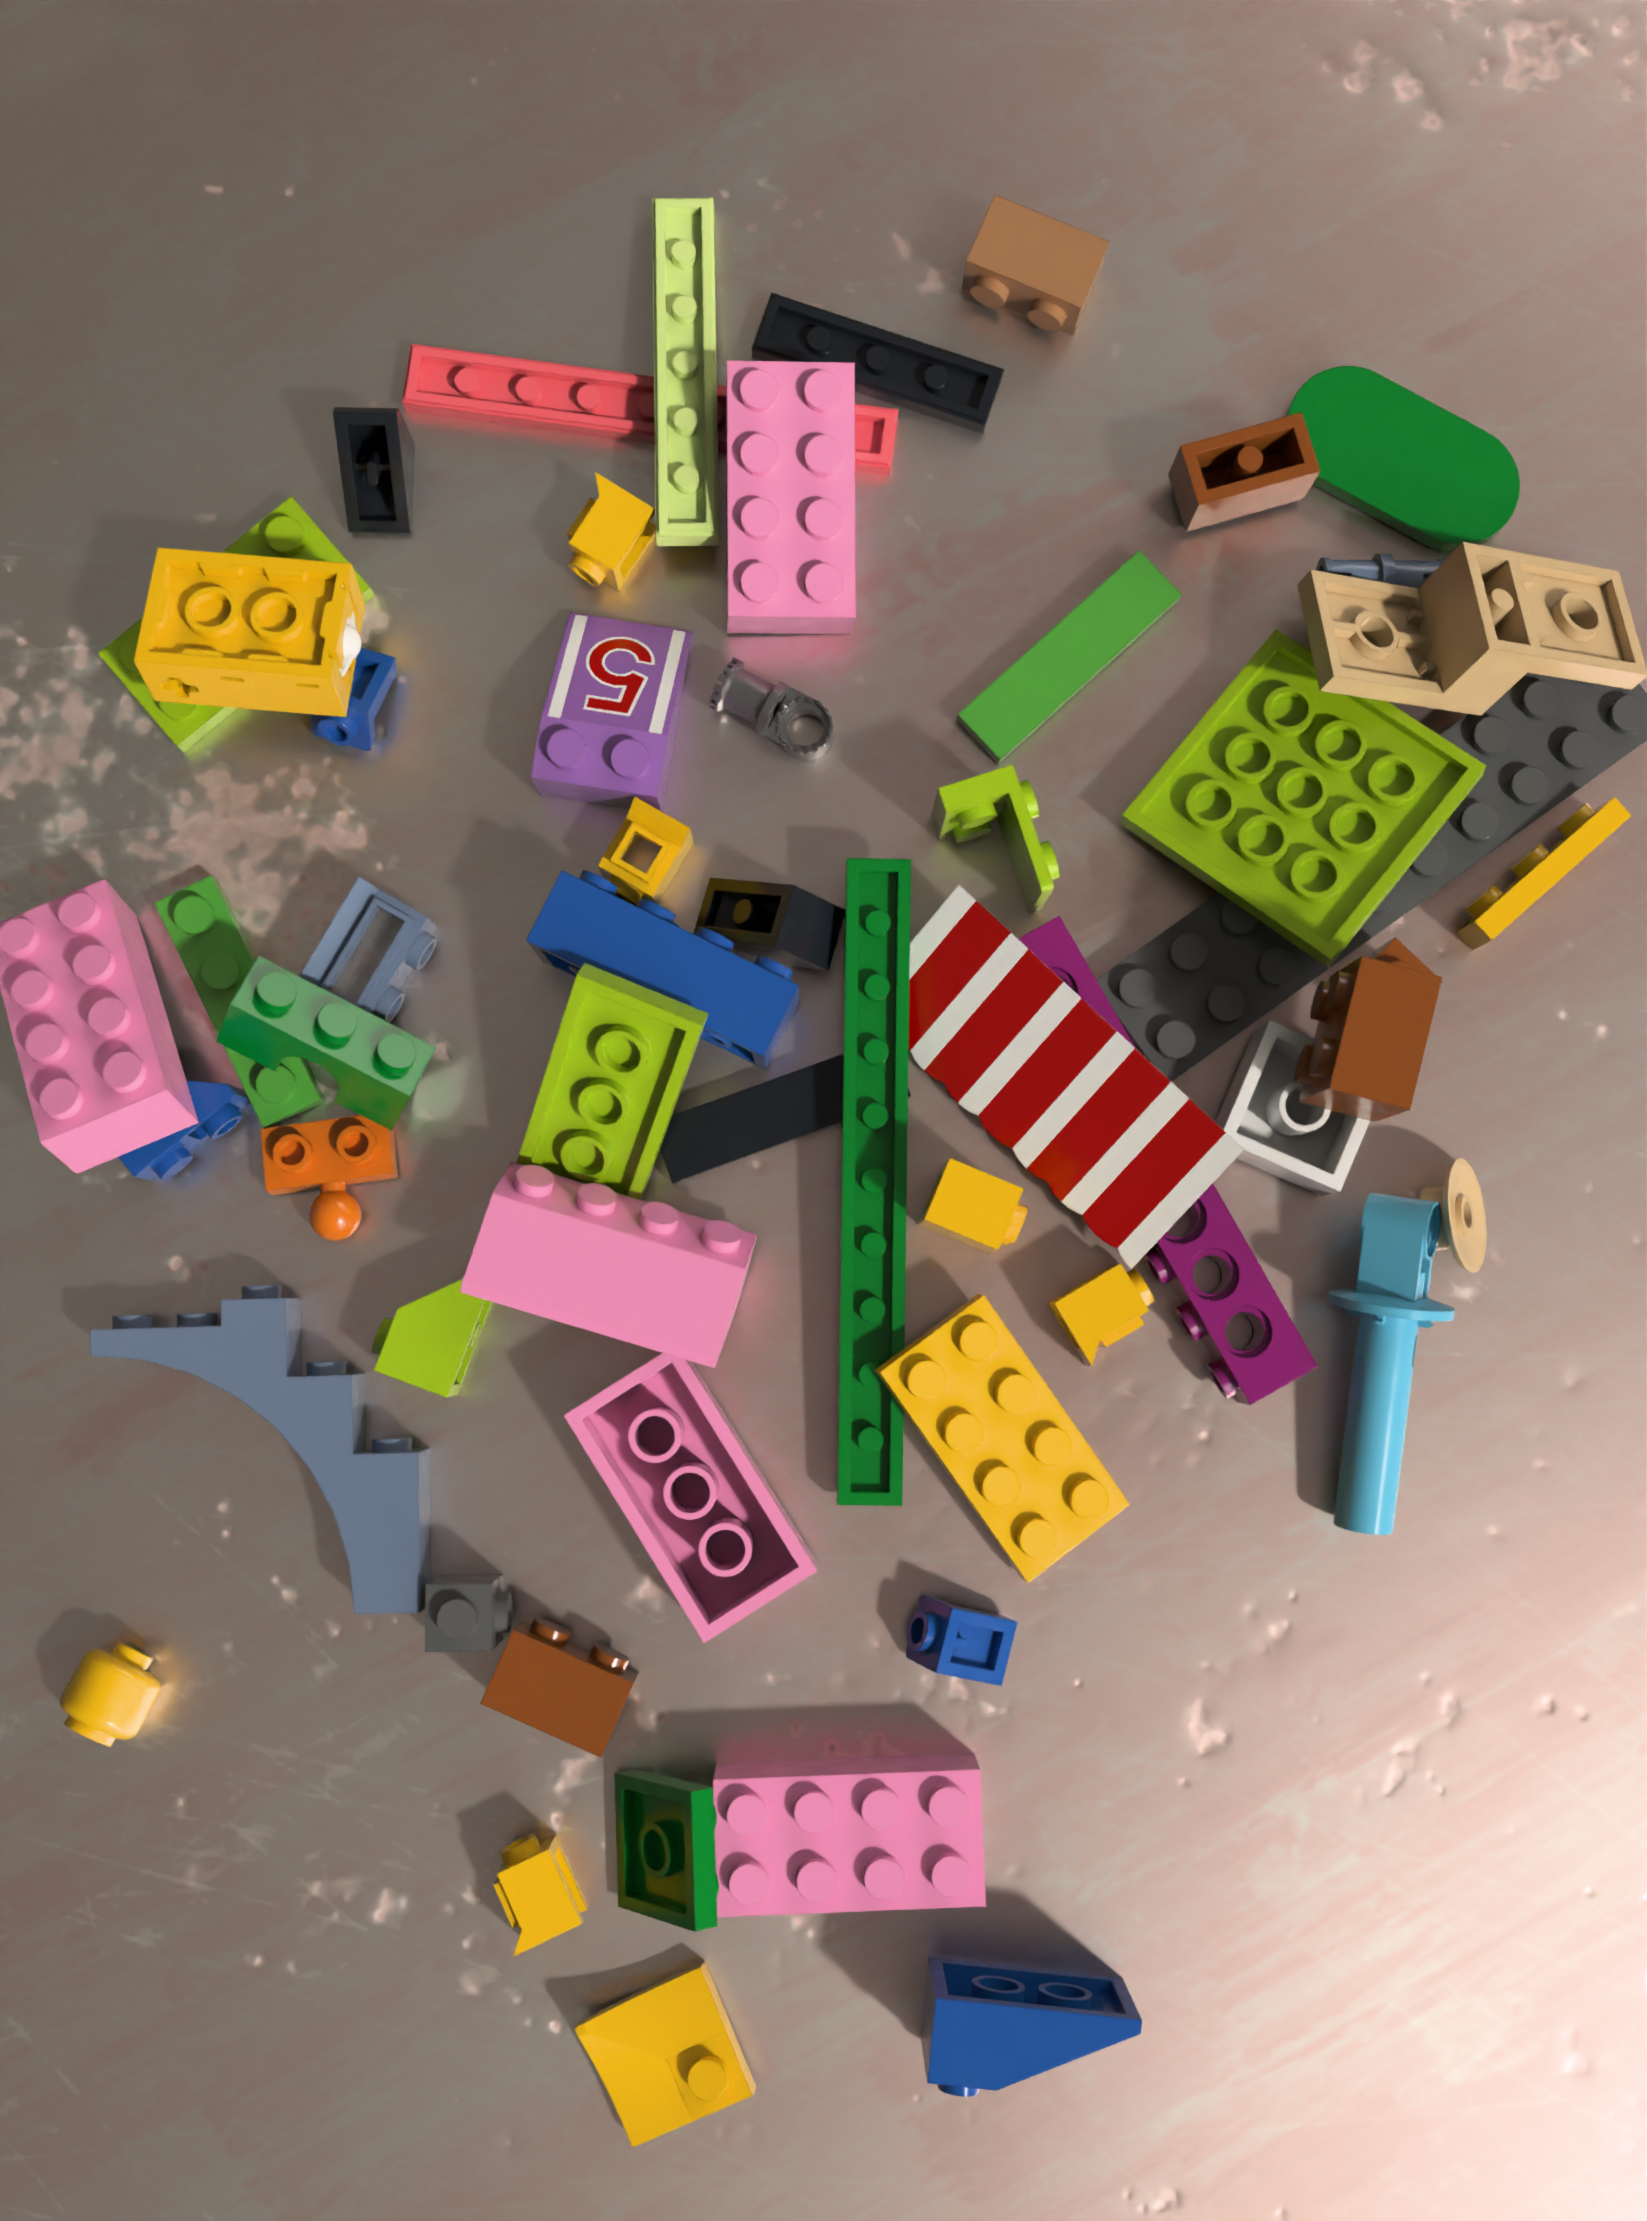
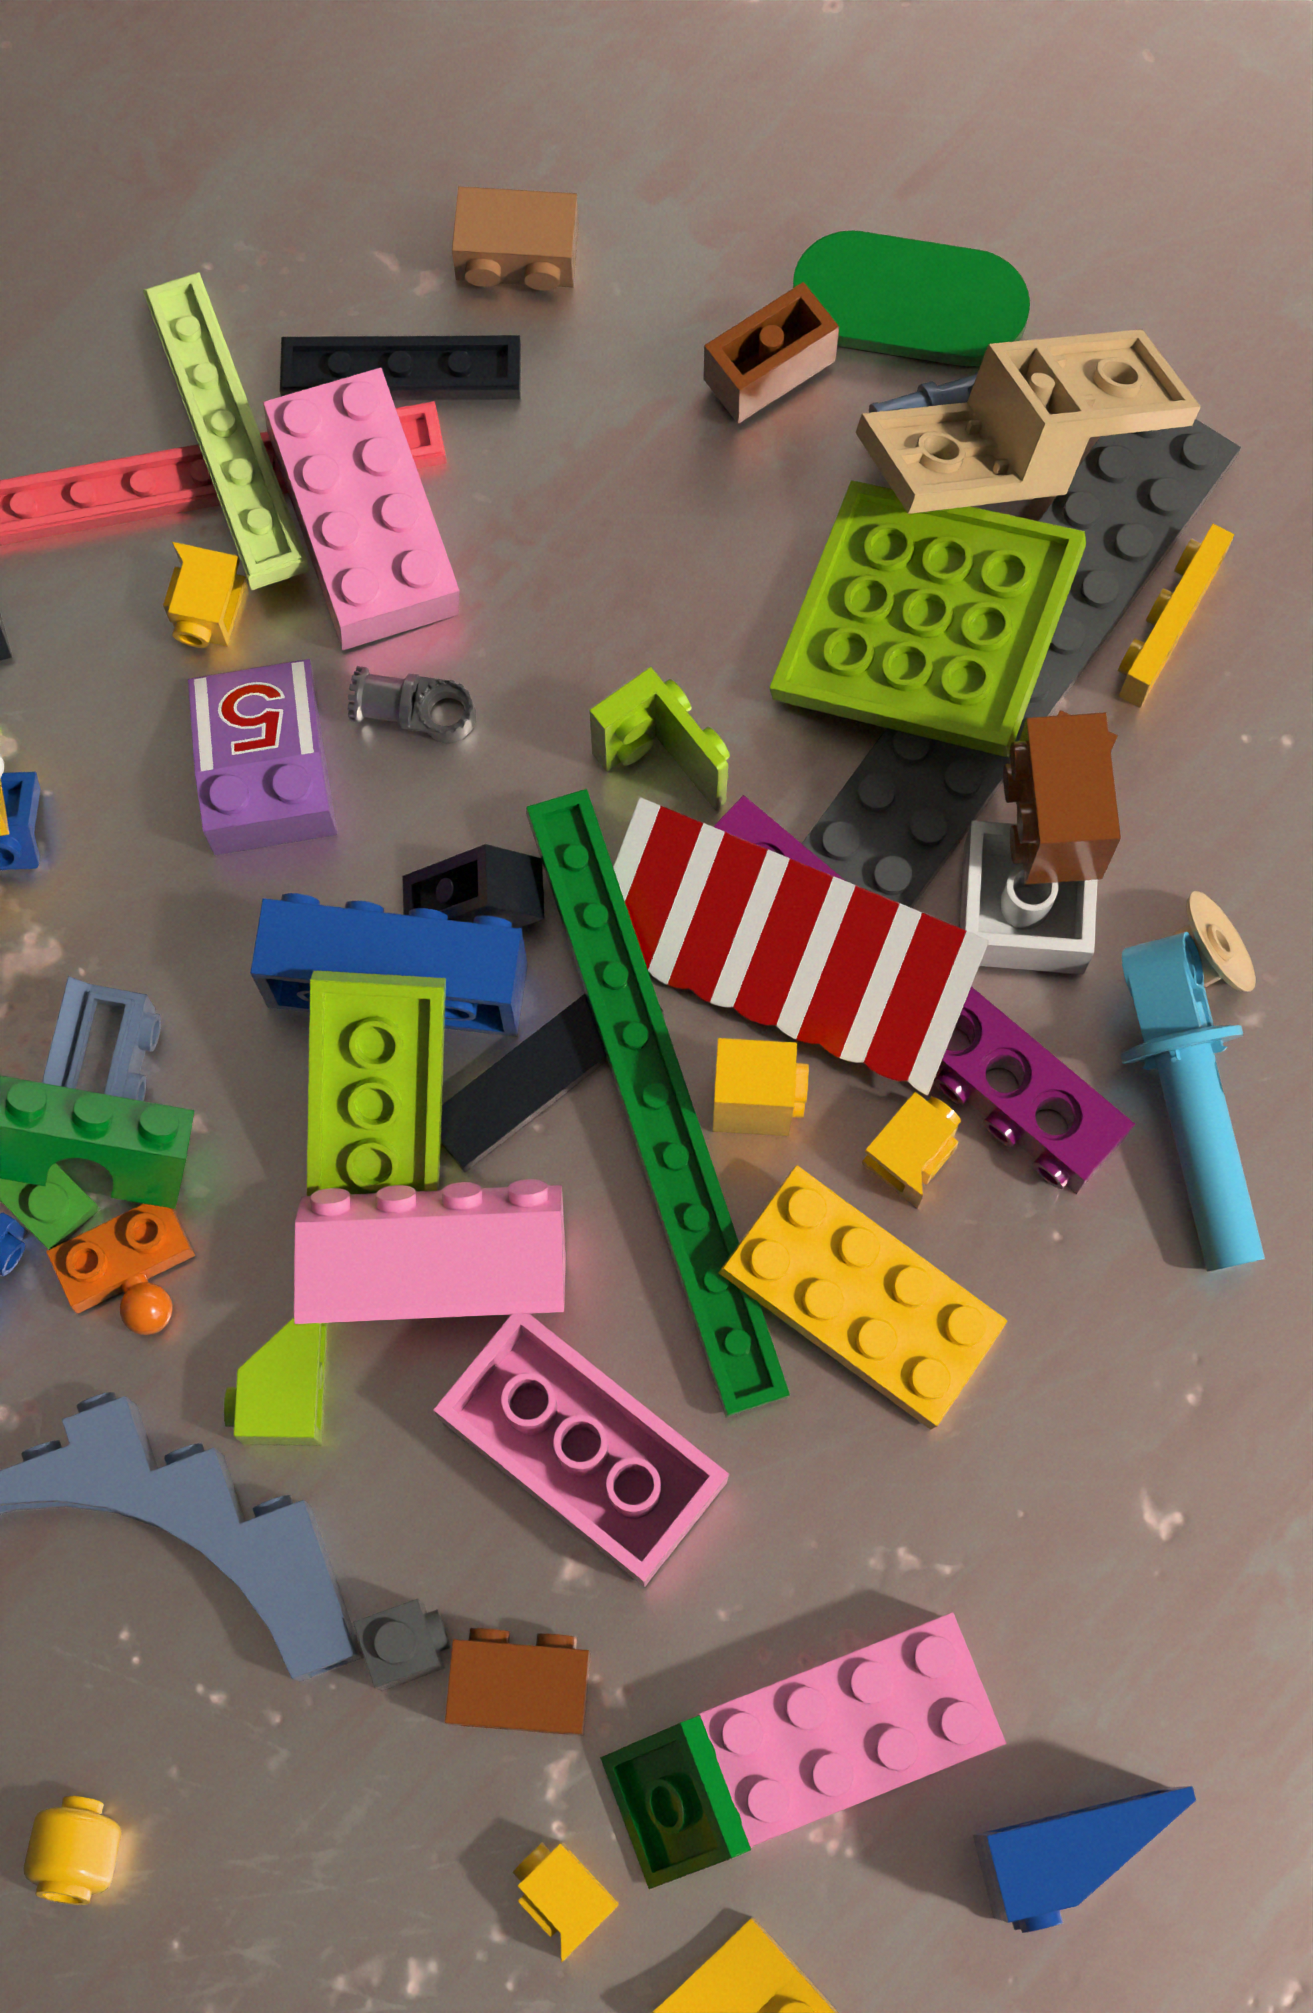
camera: 15 degrees left, 10 degrees down
(661, 830) = (341, 842): yellow window -> none
(960, 1641) = (892, 1506): blue bracket -> none
(1068, 657) = (669, 568): bright green tile -> none

